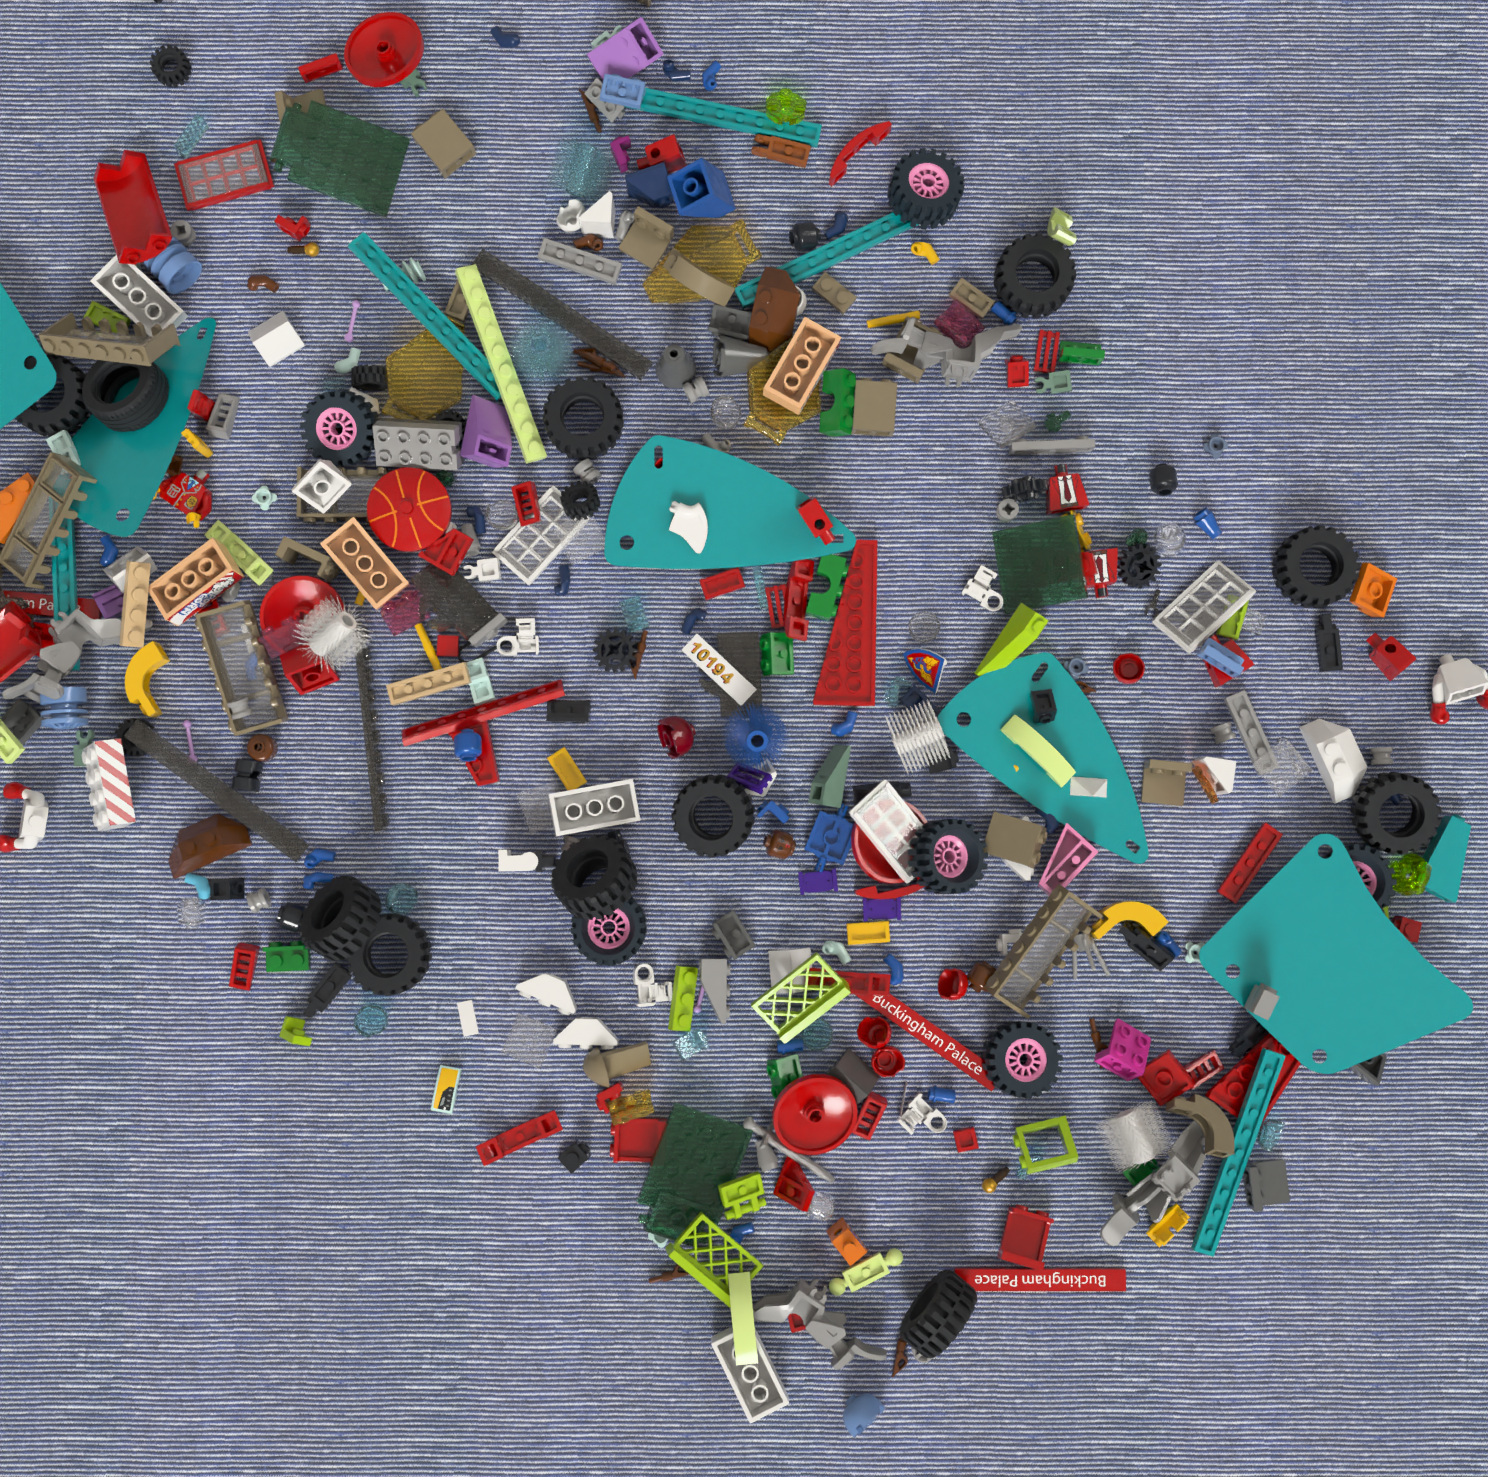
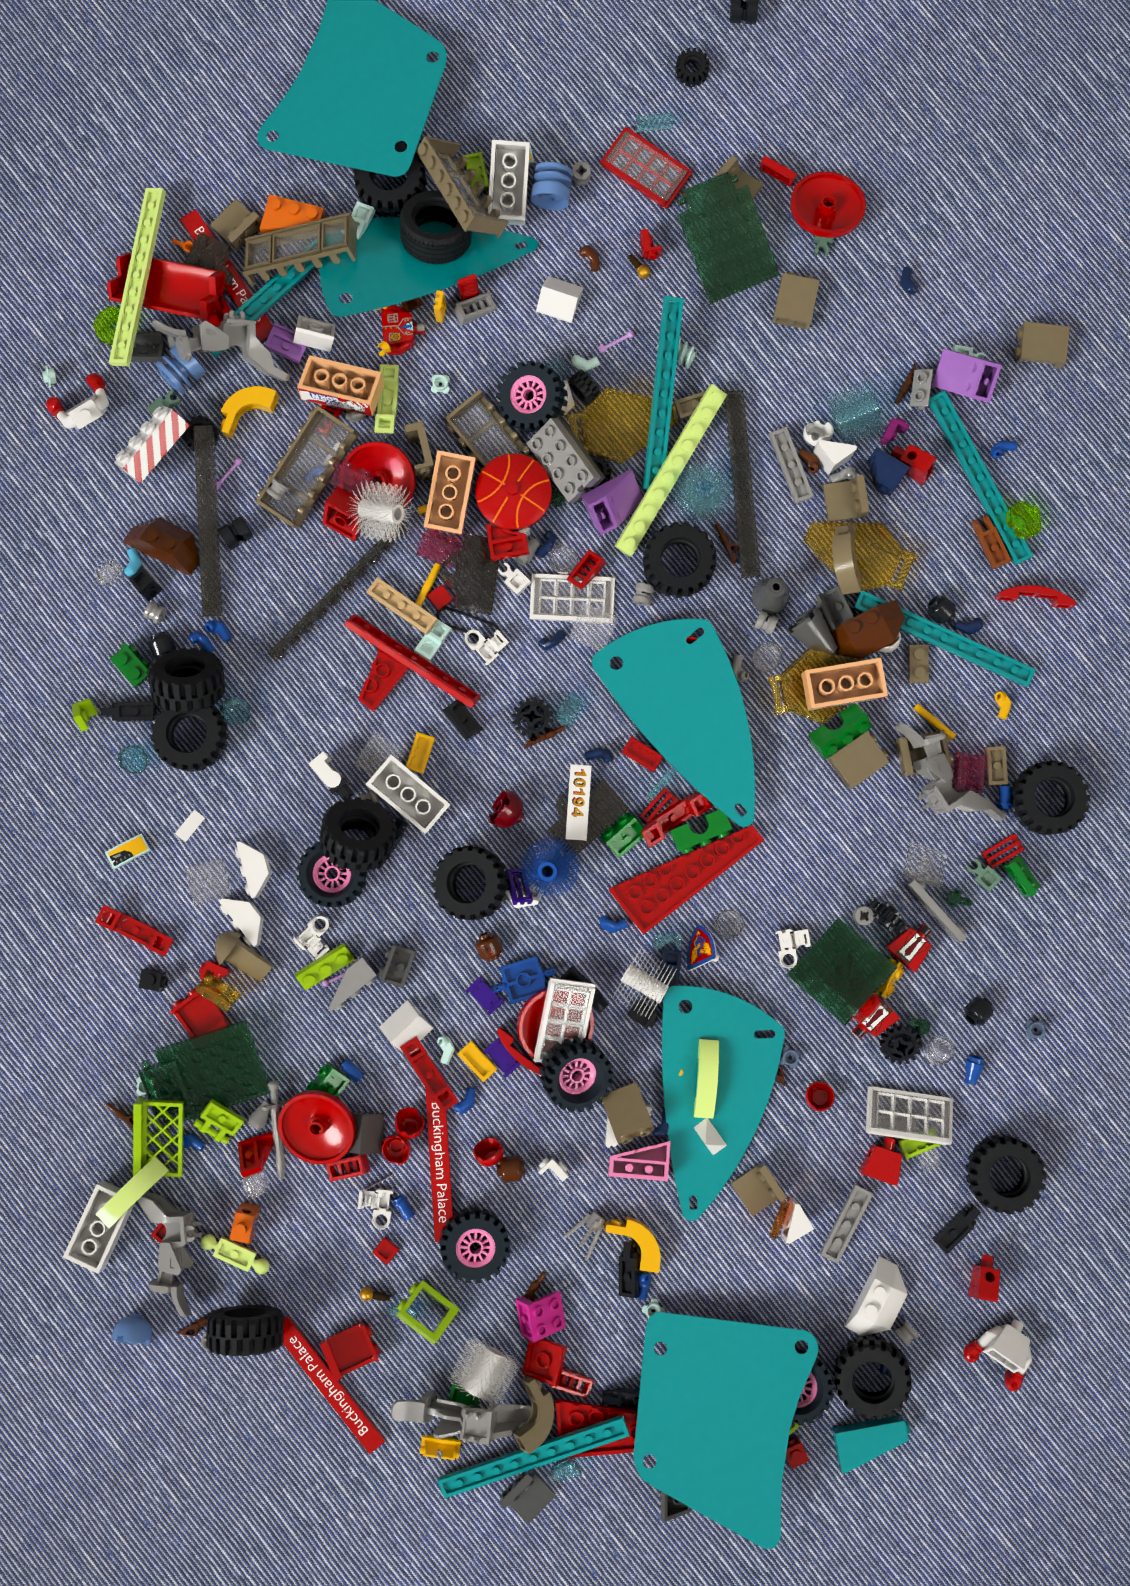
camera: 50 degrees right, 0 degrees up
(110, 552) = (315, 309): blue arm -> none
(132, 208) = (567, 126): red cylinder -> none
(134, 604) = (291, 357): tan plate -> none
(245, 948) = (112, 635): red slope -> none
(268, 749) = (263, 533): reddish brown head -> none
(322, 485) = (480, 417): white slope -> none
(467, 745) = (380, 669): blue head -> none
(488, 631) = (472, 617): light grey plate -> none
(584, 508) = (615, 614): black tyre -> none
(591, 355) = (729, 528): reddish brown hand -> none
(622, 91) = (937, 395): medium blue bracket -> none
(675, 74) = (982, 420): dark blue arm -> none
(690, 524) = (665, 697): white arm -> none
(690, 1043) = (296, 998): clear light blue bracket -> none
(701, 190) = (912, 510): blue slope -> none
(779, 811) = (512, 927): blue bracket -> none
(810, 512) = (742, 776): red torso -> none
(813, 1010) = (392, 1066): lime fence -> none
(818, 1035) = (375, 1083): clear light blue hair -> none
(829, 781) = (564, 945): sand green slope -> none
(927, 203) = (1034, 673): black wheel -> none
(1015, 637) = (776, 996): lime wedge -> none
(1017, 371) = (970, 841): red bracket -> none
(1040, 949) = (563, 1195): window -> none
(1043, 706) = (741, 1056): black bracket -> none
(1059, 227) = (1101, 786): yellowish green slope -> none
(1153, 604) = (882, 1077): clear smoke hand -> none
(1221, 658) = (881, 1158): medium blue bracket -> none
(1223, 732) = (829, 1203): light grey wheel -> none
(1249, 863) = (750, 1298): red plate -> none
(1262, 1001) = (654, 1387): light grey brick -> none
(1282, 766) = (839, 1266): clear bracket -> none
(1373, 590) = (1022, 1230): orange plate -> none
(1417, 881) = (839, 1432): clear neon green plate -> none

